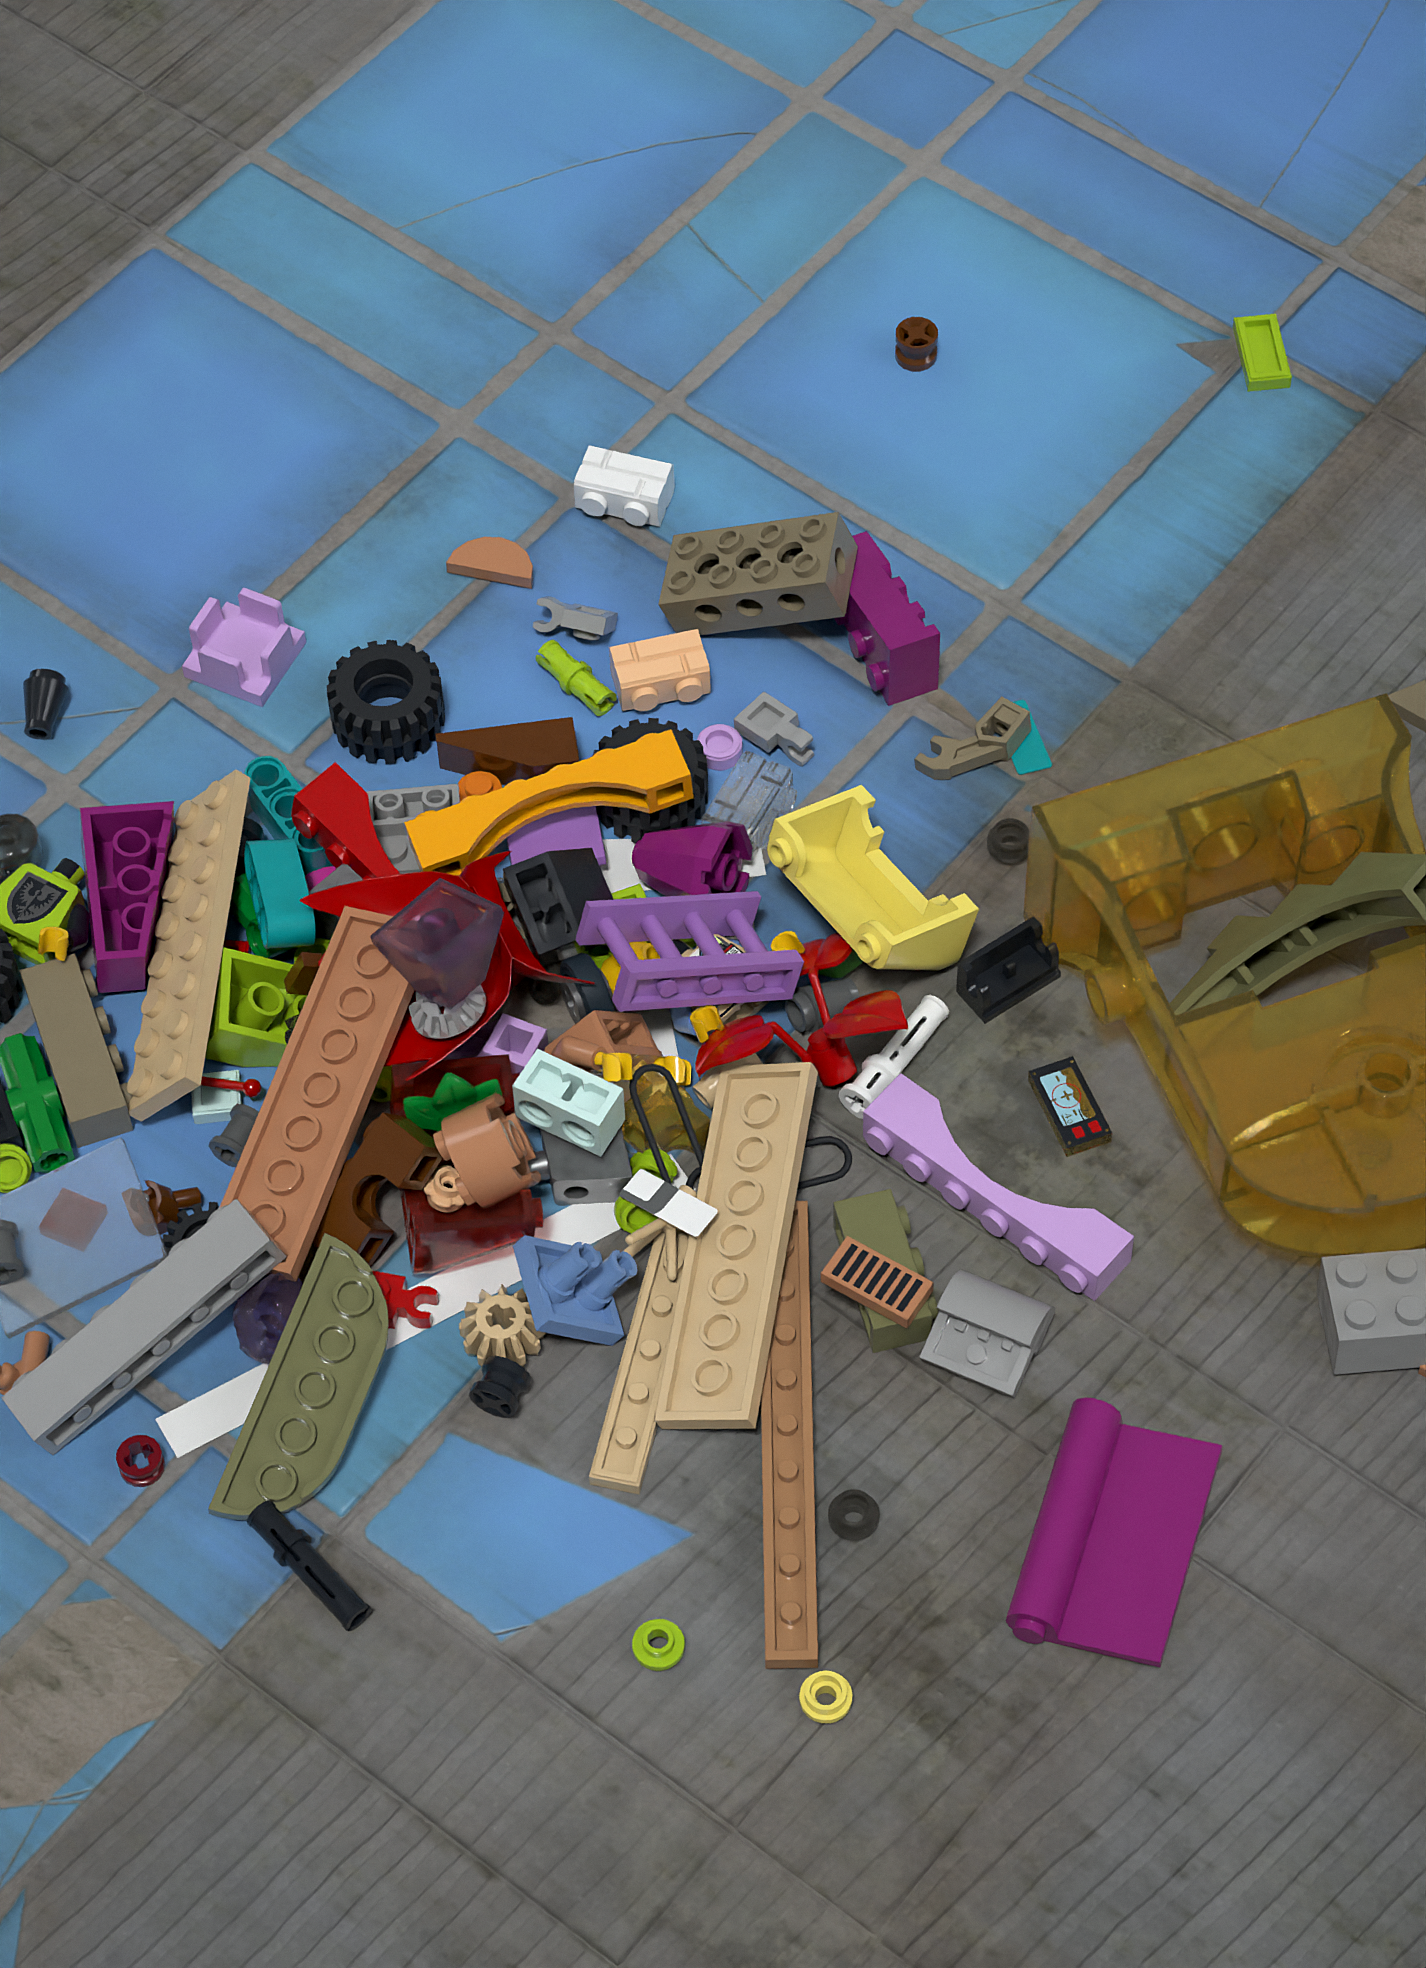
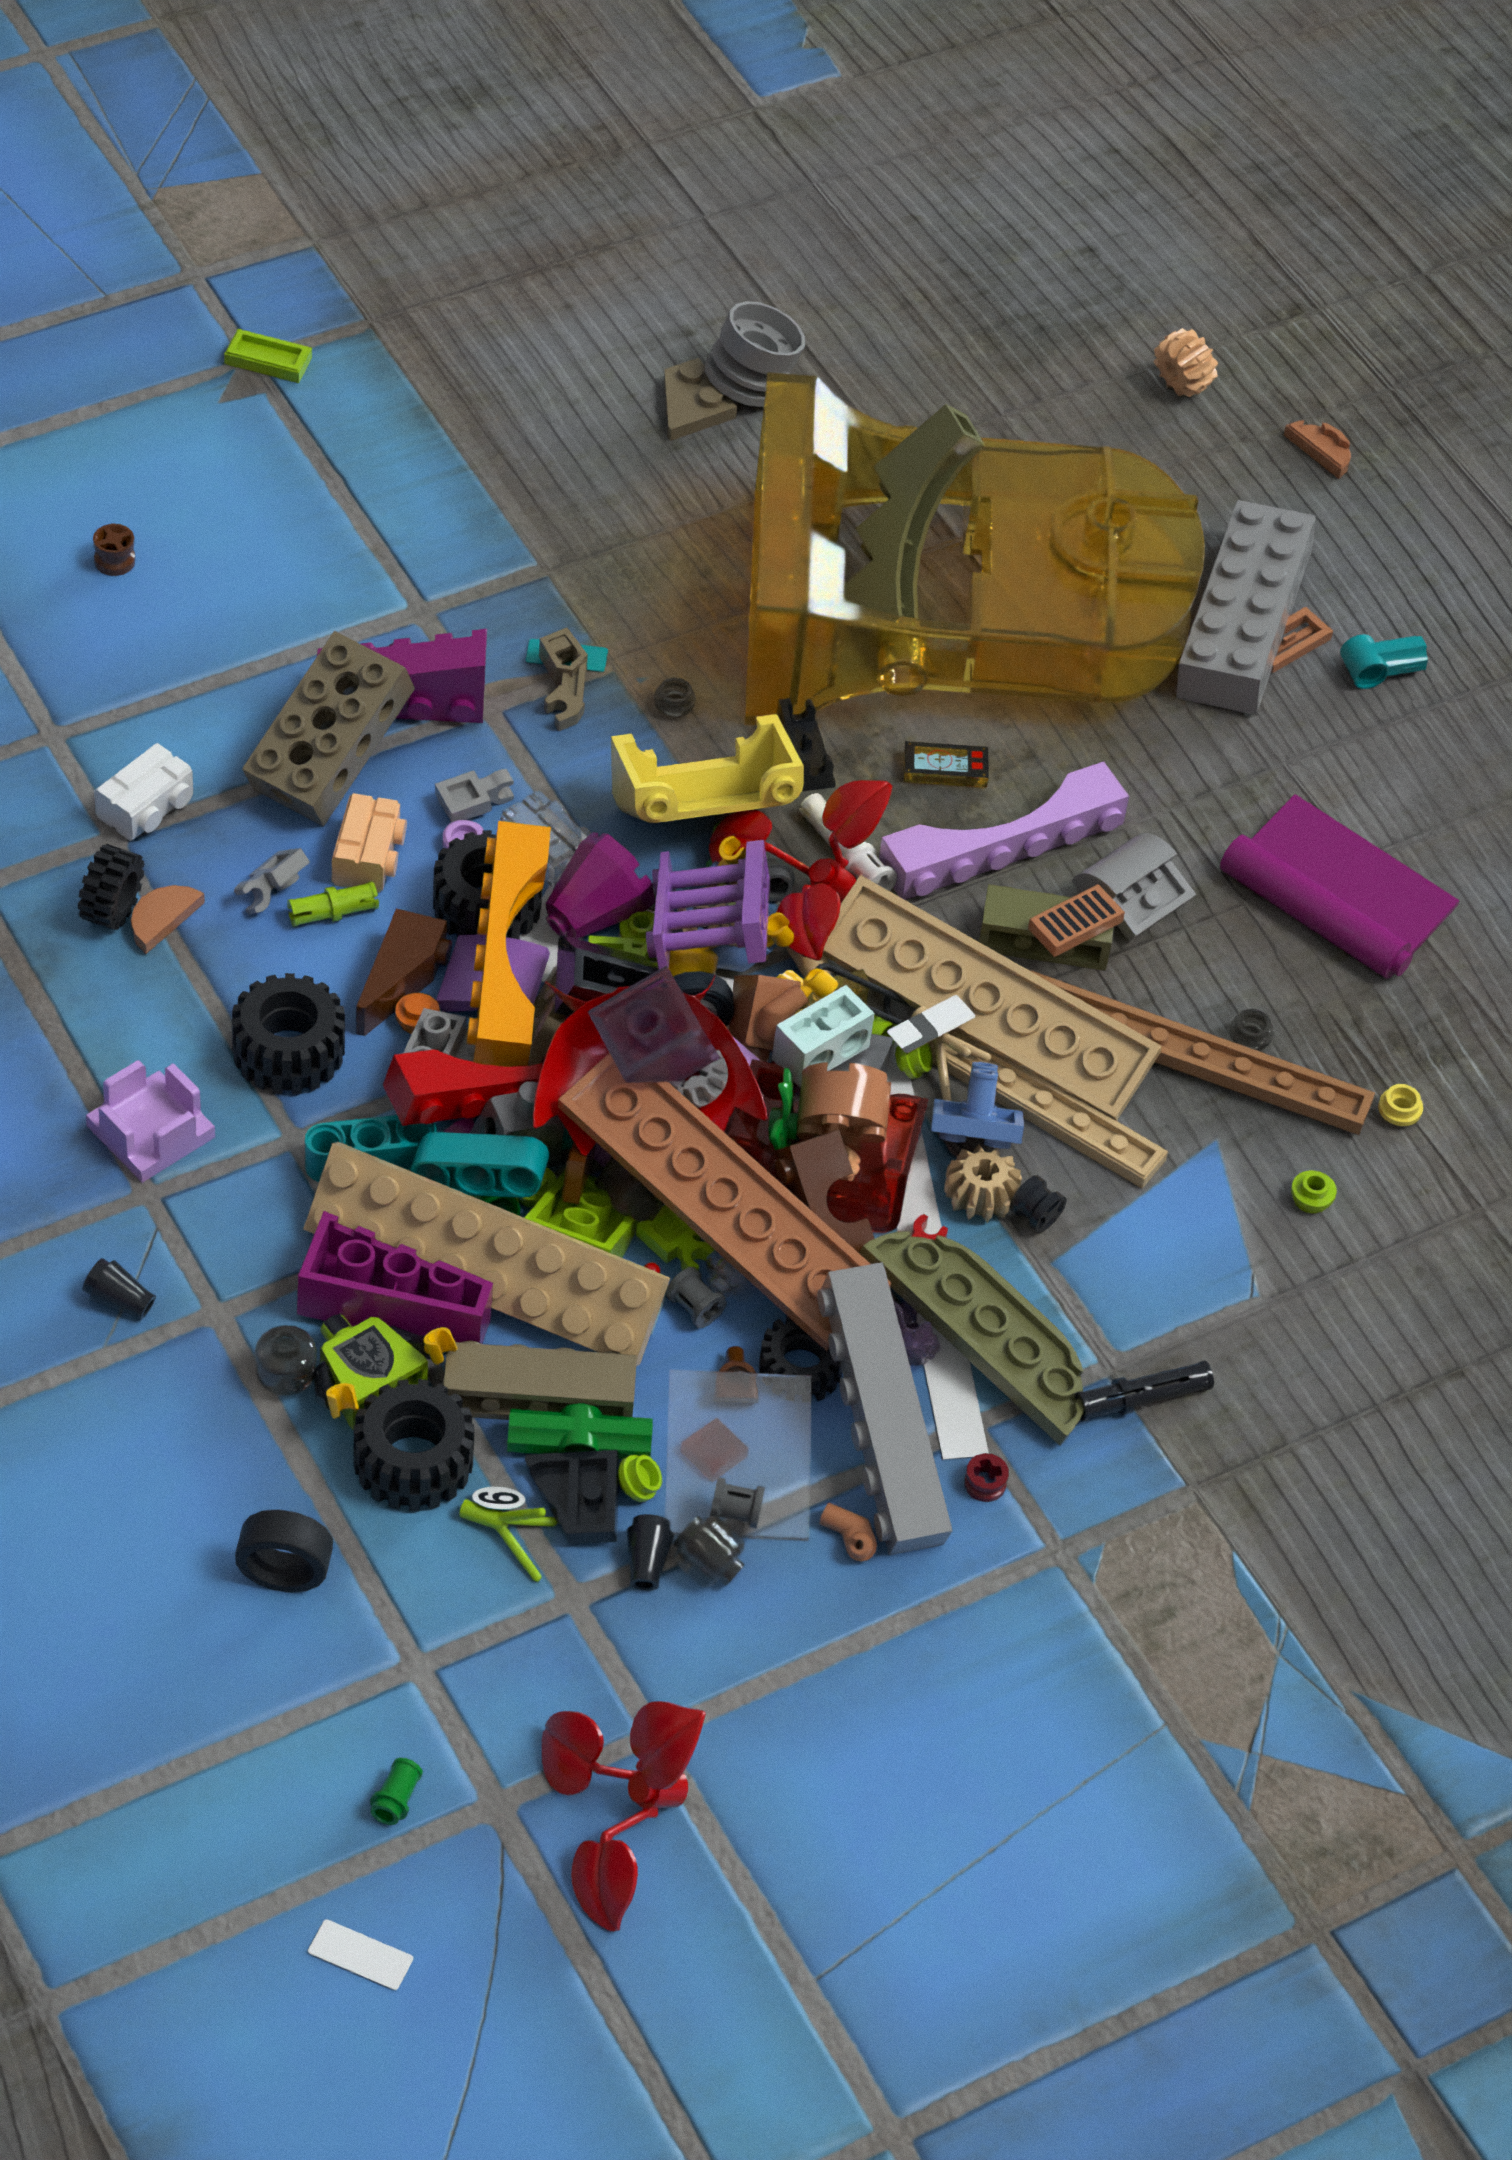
camera: 75 degrees left, 5 degrees down
(500, 494) = (111, 886): none -> black tyre

